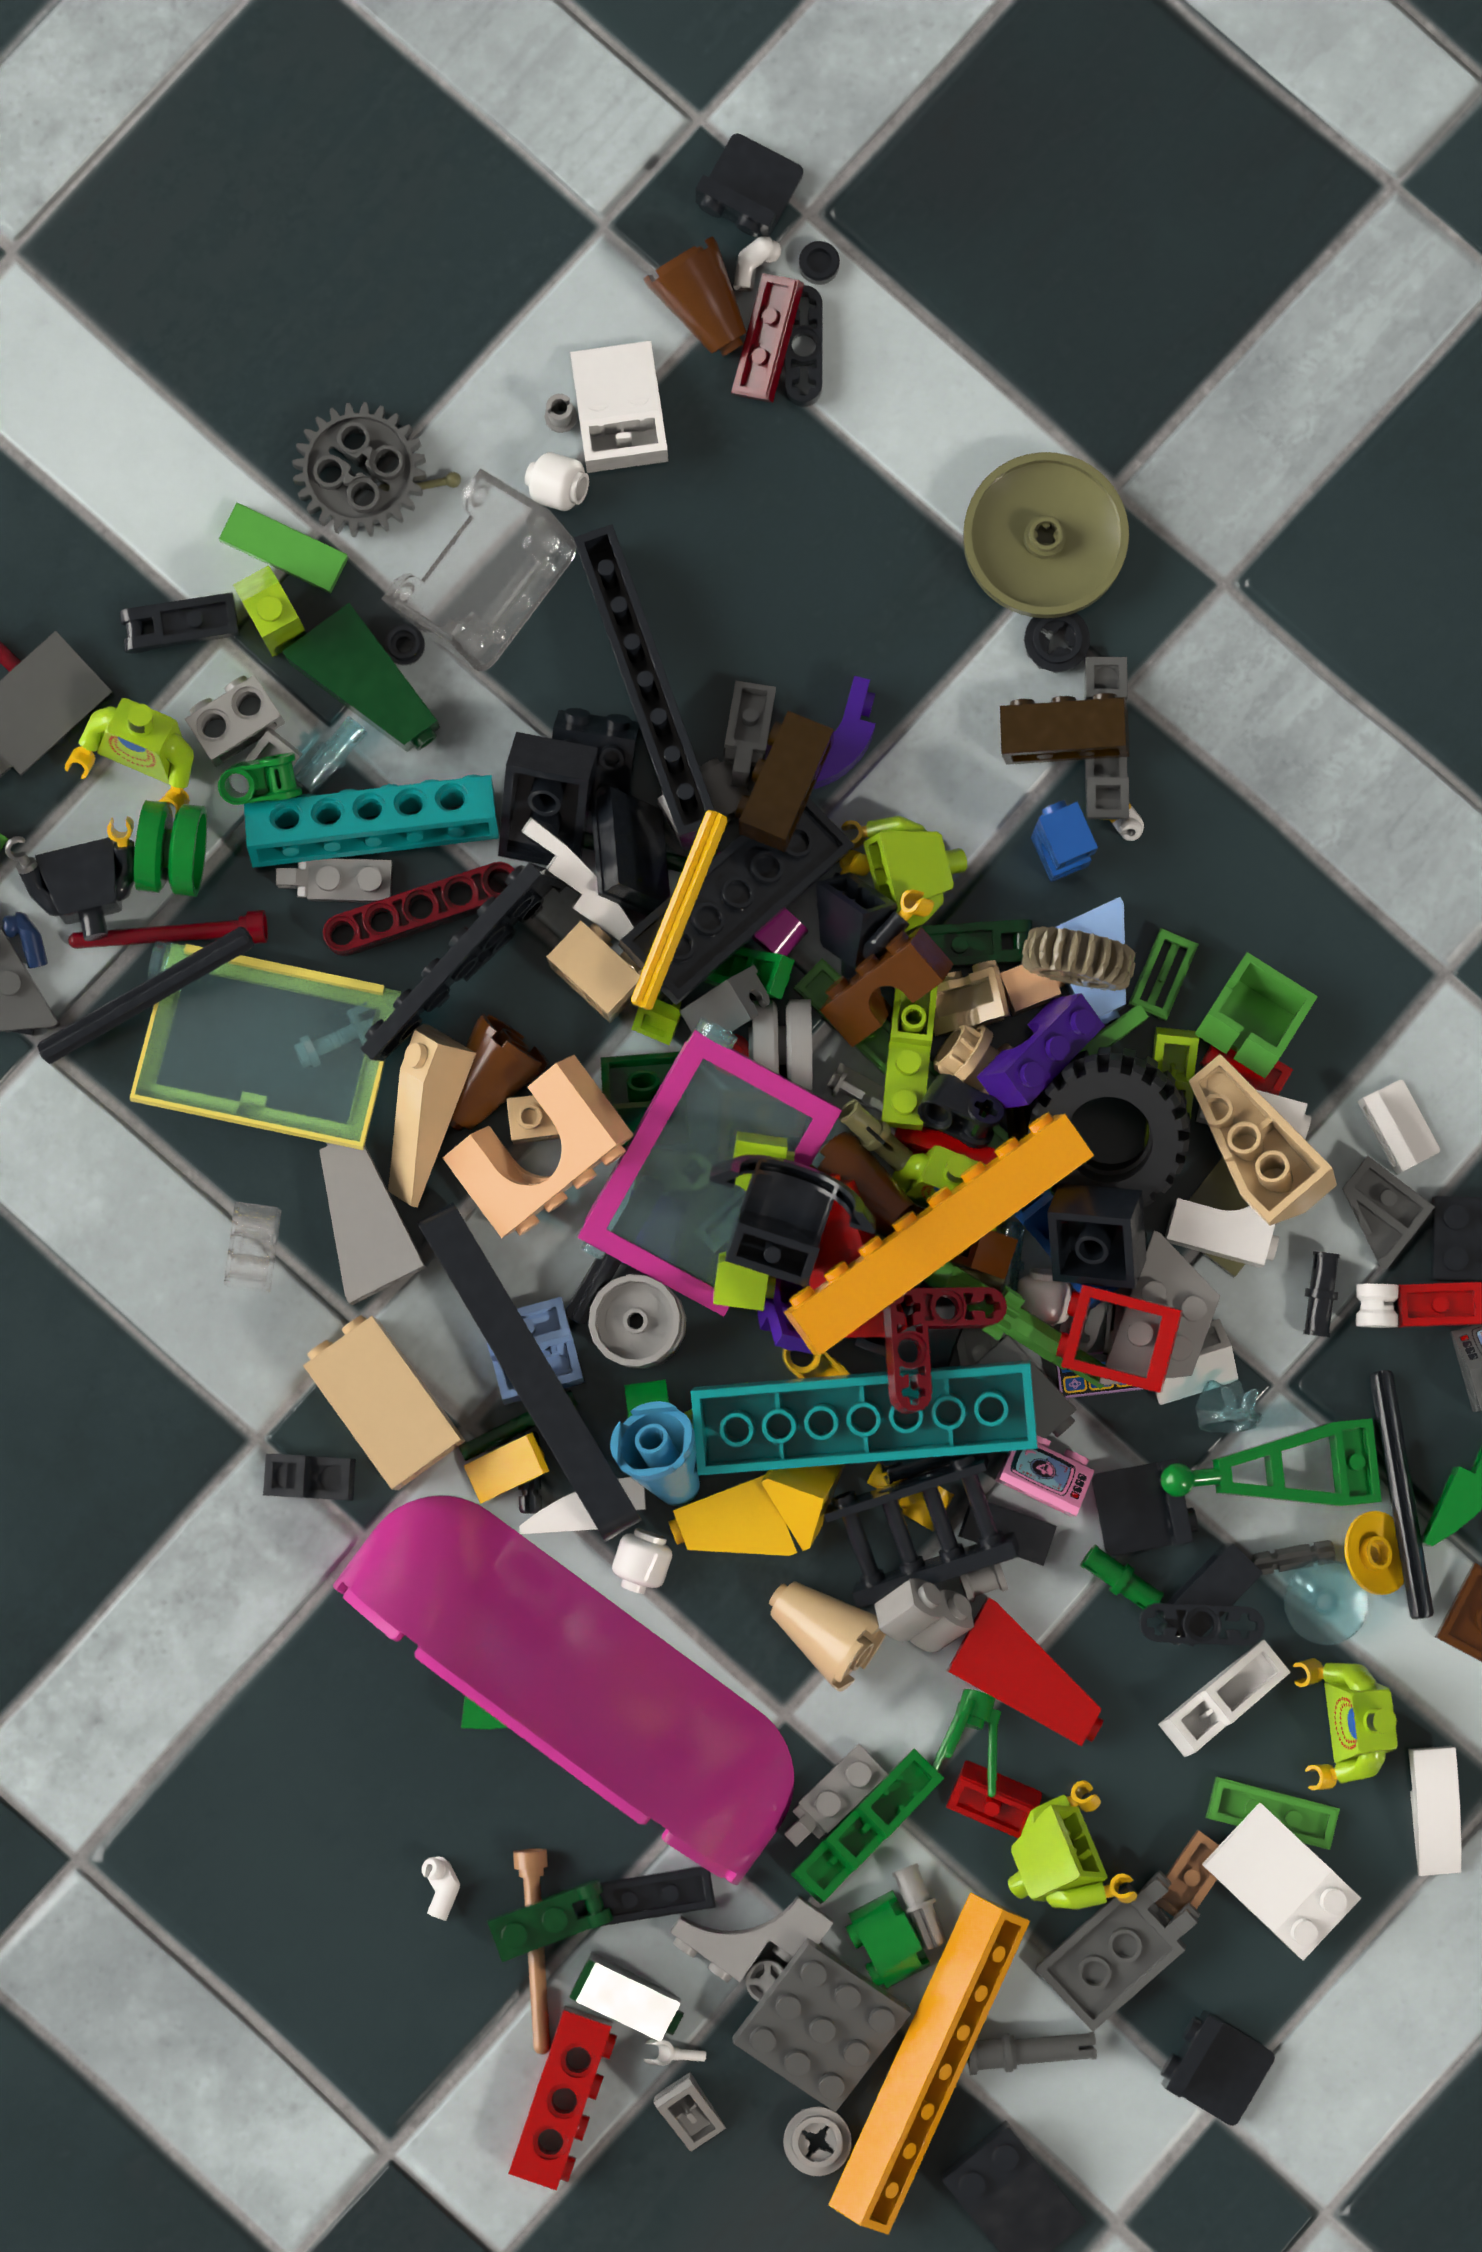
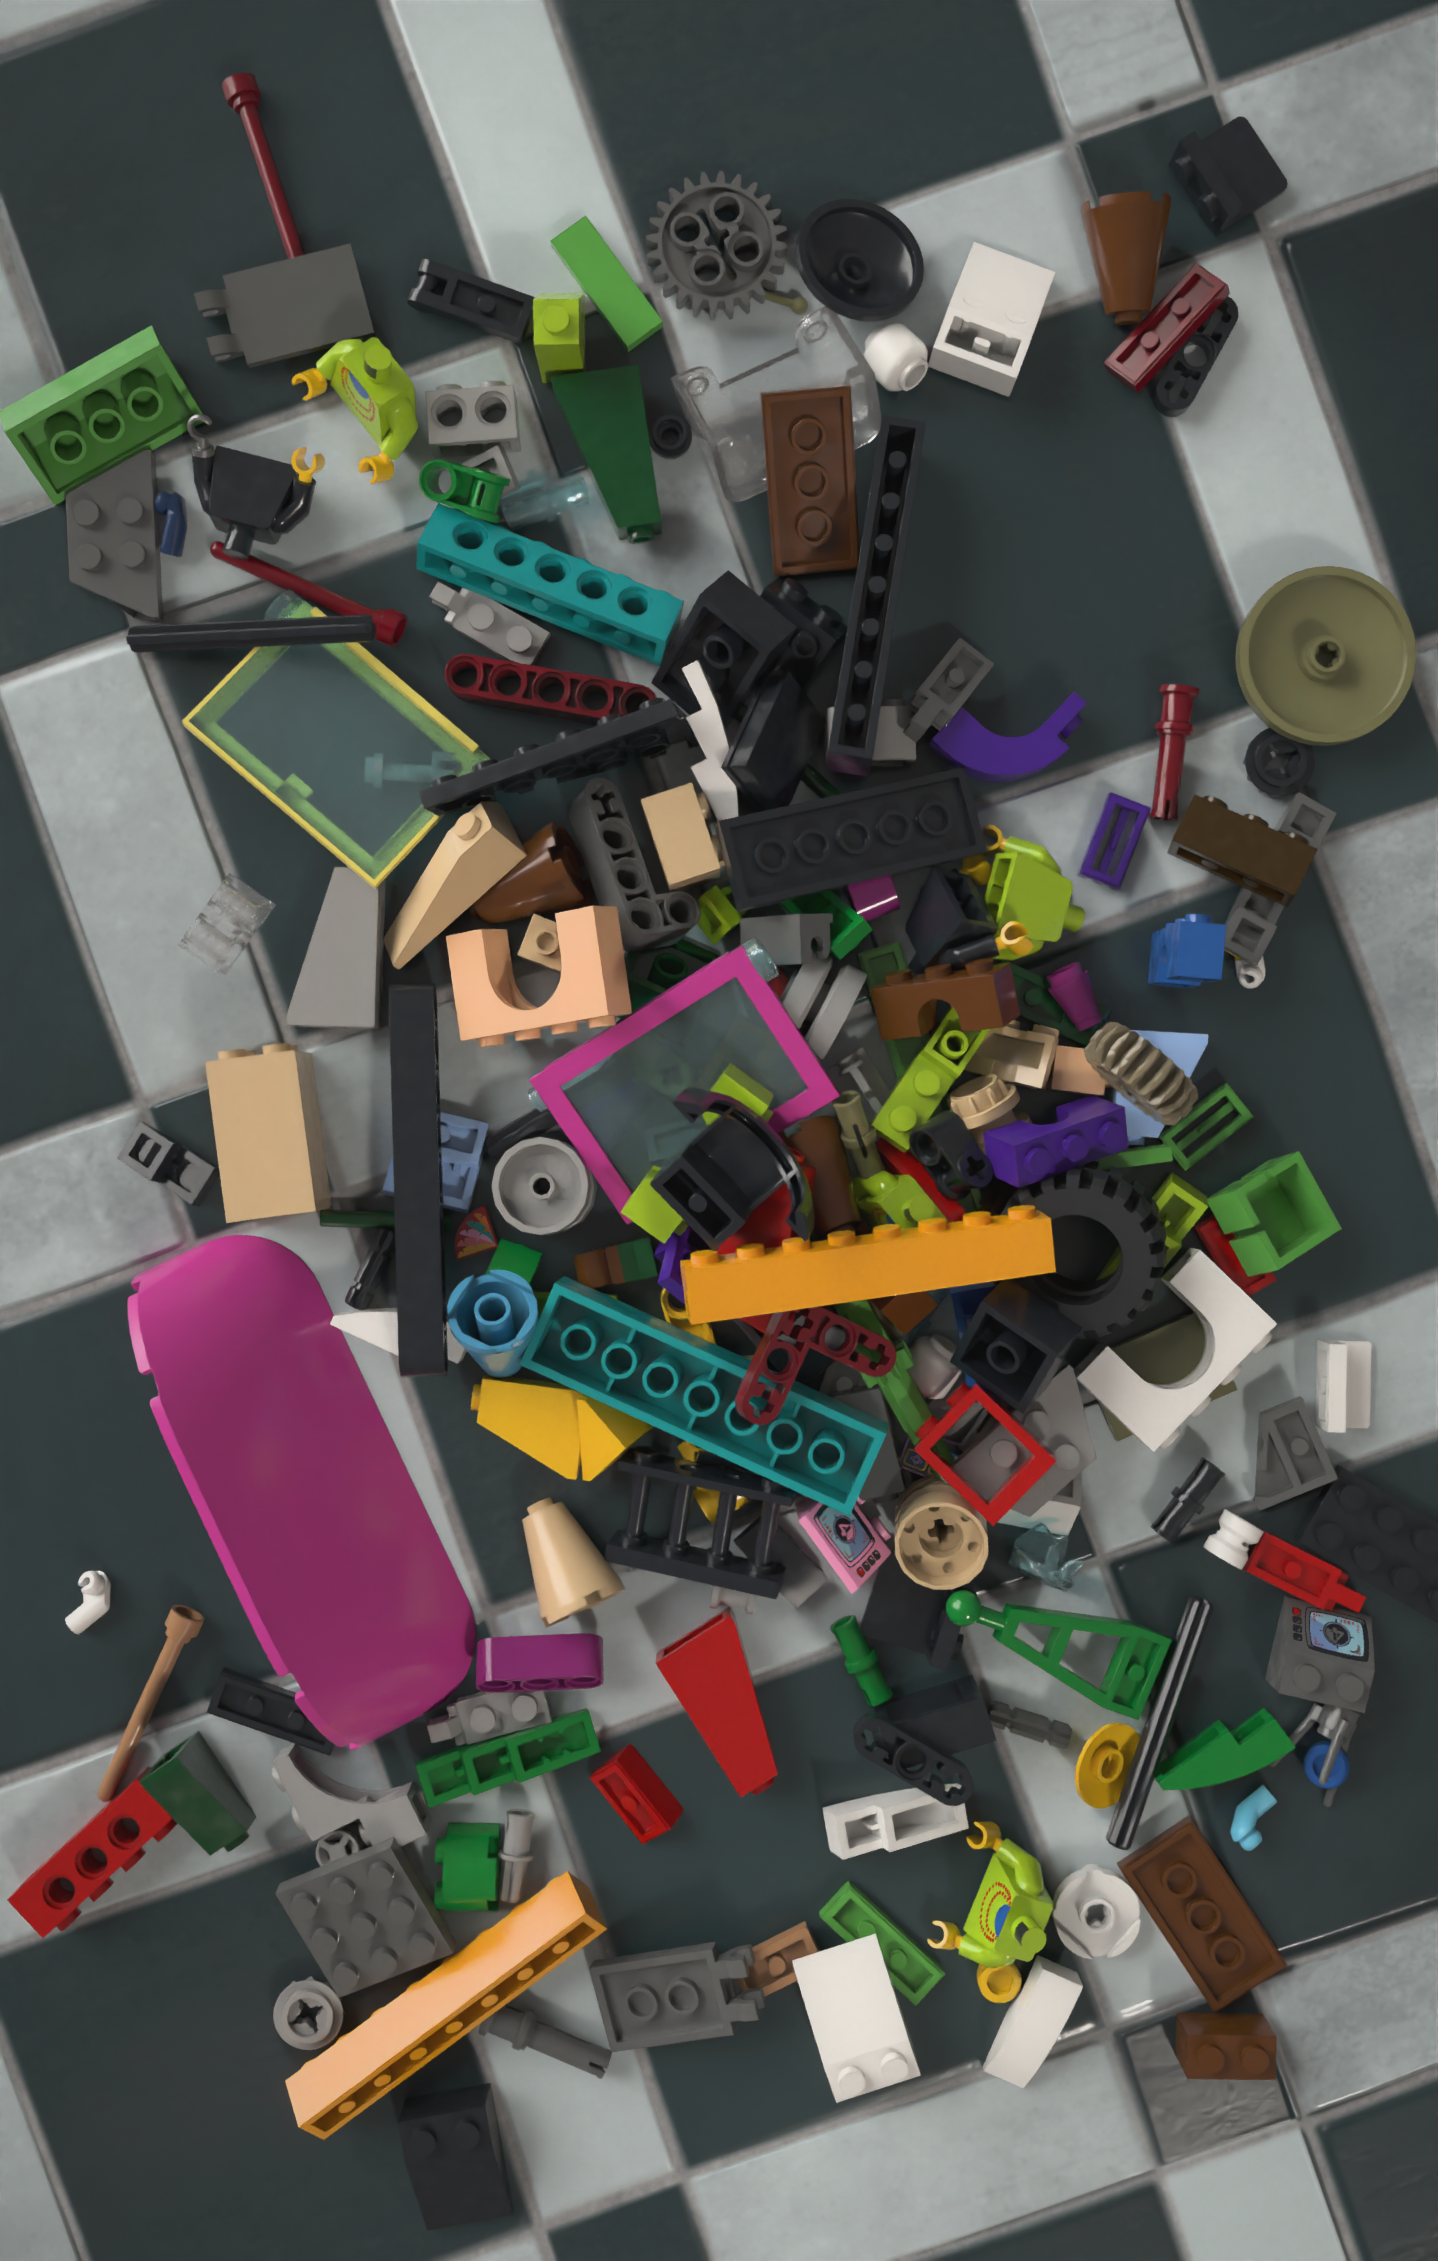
camera: 30 degrees right, 5 degrees up
(170, 848) = (346, 506): green wheel -> none
(487, 403) = (860, 243): none -> black dish
(506, 1468) = (352, 1256): yellow slope -> none
(543, 621) = (811, 479): none -> reddish brown tile
(548, 1920) = (168, 1688): dark green plate -> none
(561, 1027) = (615, 858): none -> dark grey beam
(563, 422) = (934, 293): light grey pin -> none
(600, 1396) = (475, 1234): none -> tile
(642, 1560) = (431, 1407): white head -> none
(668, 2053) = (216, 1863): white hand -> none
(679, 909) = (789, 822): yellow axle -> none
(688, 2112) = (205, 1922): light grey slope -> none
(733, 1354) = (617, 1263): none -> leg
(750, 258) = (1203, 241): white arm -> none
(784, 780) = (955, 754): dark brown brick -> none
(819, 262) = (1252, 284): black tile -> none
(850, 1727) = (539, 1663): none -> magenta beam
(924, 1615) = (661, 1601): light grey brick -> none
(955, 661) = (1173, 731): none -> dark red pin
(960, 813) = (1099, 876): none -> dark purple tile
(972, 1712) = (660, 1708): green plant -> none
(992, 923) = (1075, 995): none -> magenta cone
(1059, 1856) = (665, 1888): lime torso -> none
(1120, 1452) = (934, 1553): none -> tan wheel
(1217, 2068) = (704, 2145): black bracket -> none
(1264, 1153) = (1214, 1351): tan wedge -> none
(1348, 1605) = (1041, 1803): clear light blue dish -> none
(1389, 1789) = (999, 1983): none -> yellow tile
(1458, 1672) = (1093, 1887): none -> white plate

